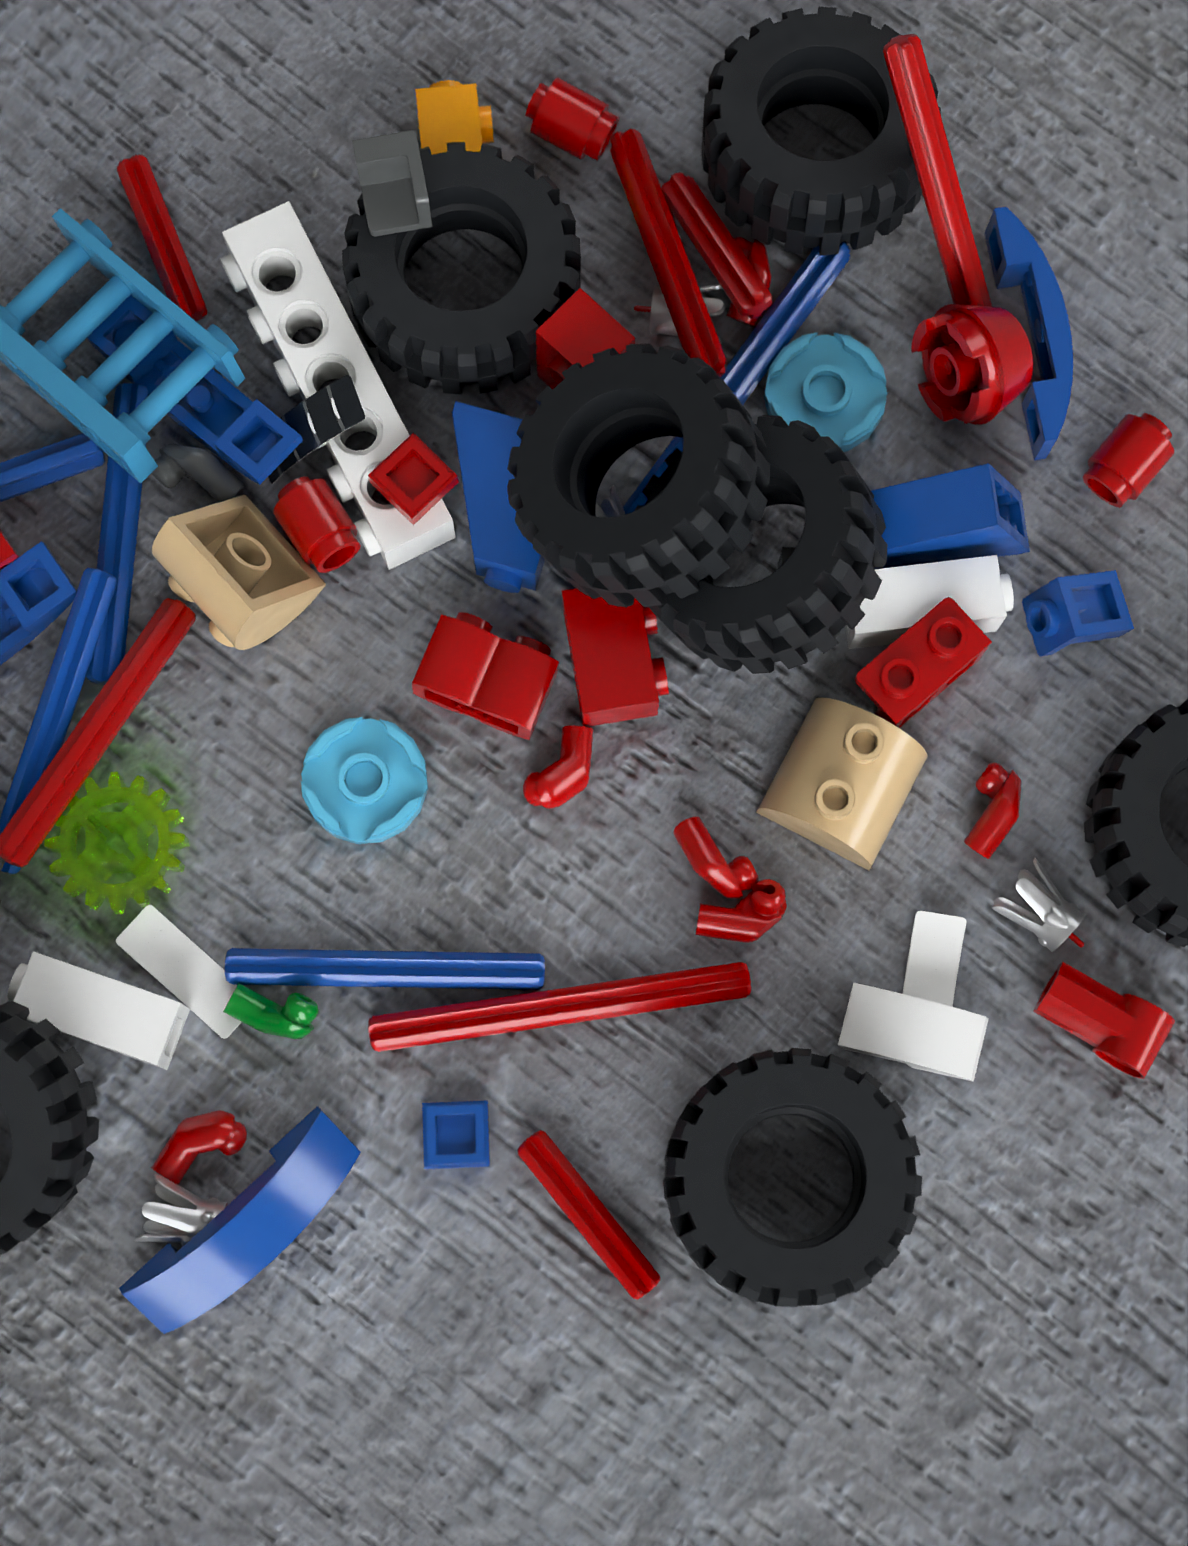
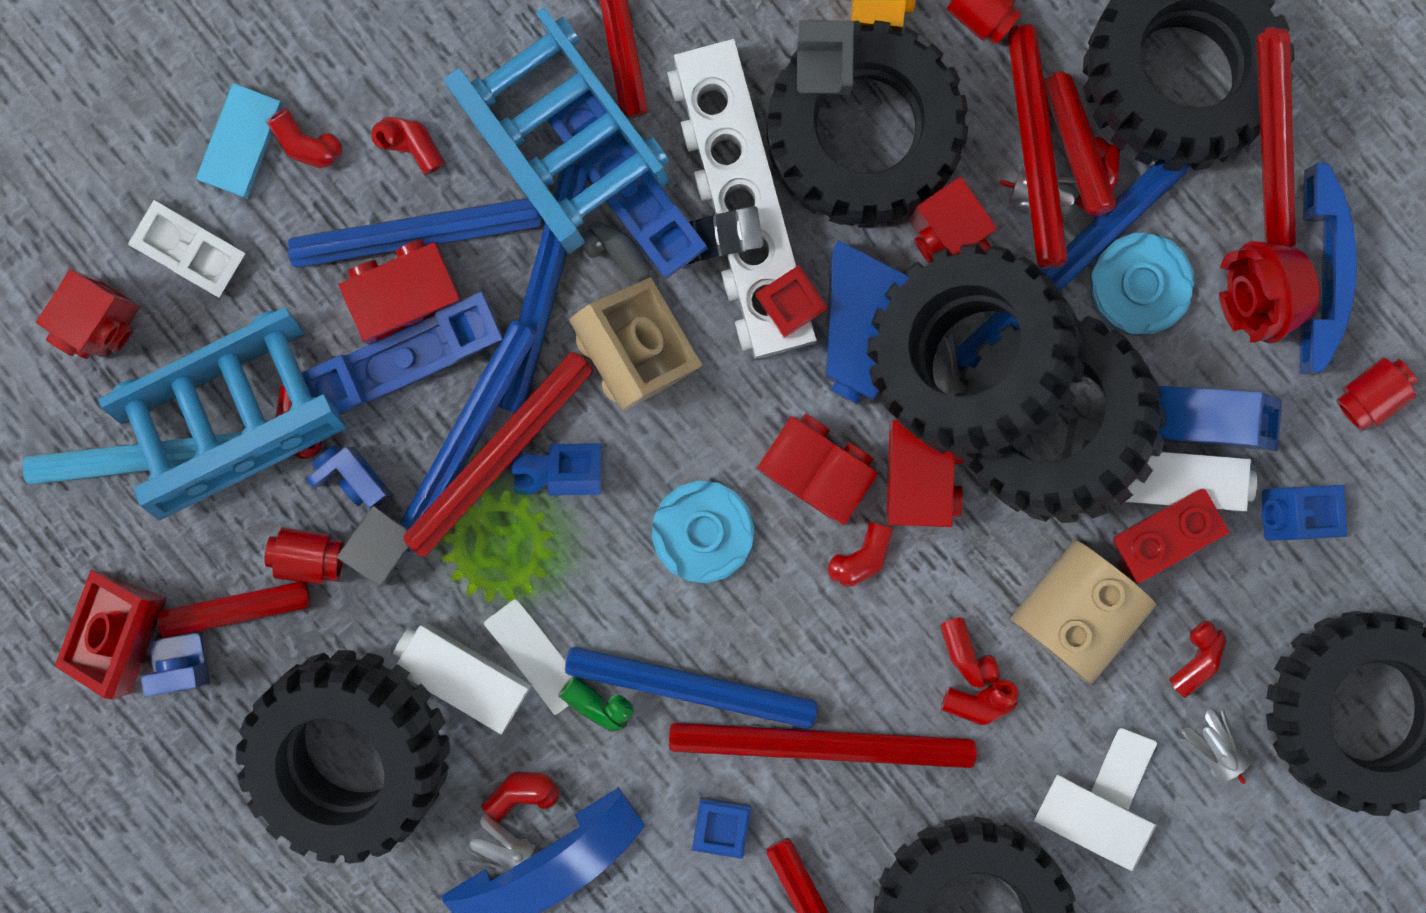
camera: 15 degrees right, 10 degrees up
(182, 737) = (566, 470): none -> blue plate
(317, 523) = (704, 315): red brick -> none
(1120, 1027) = (1255, 851): red piece -> none

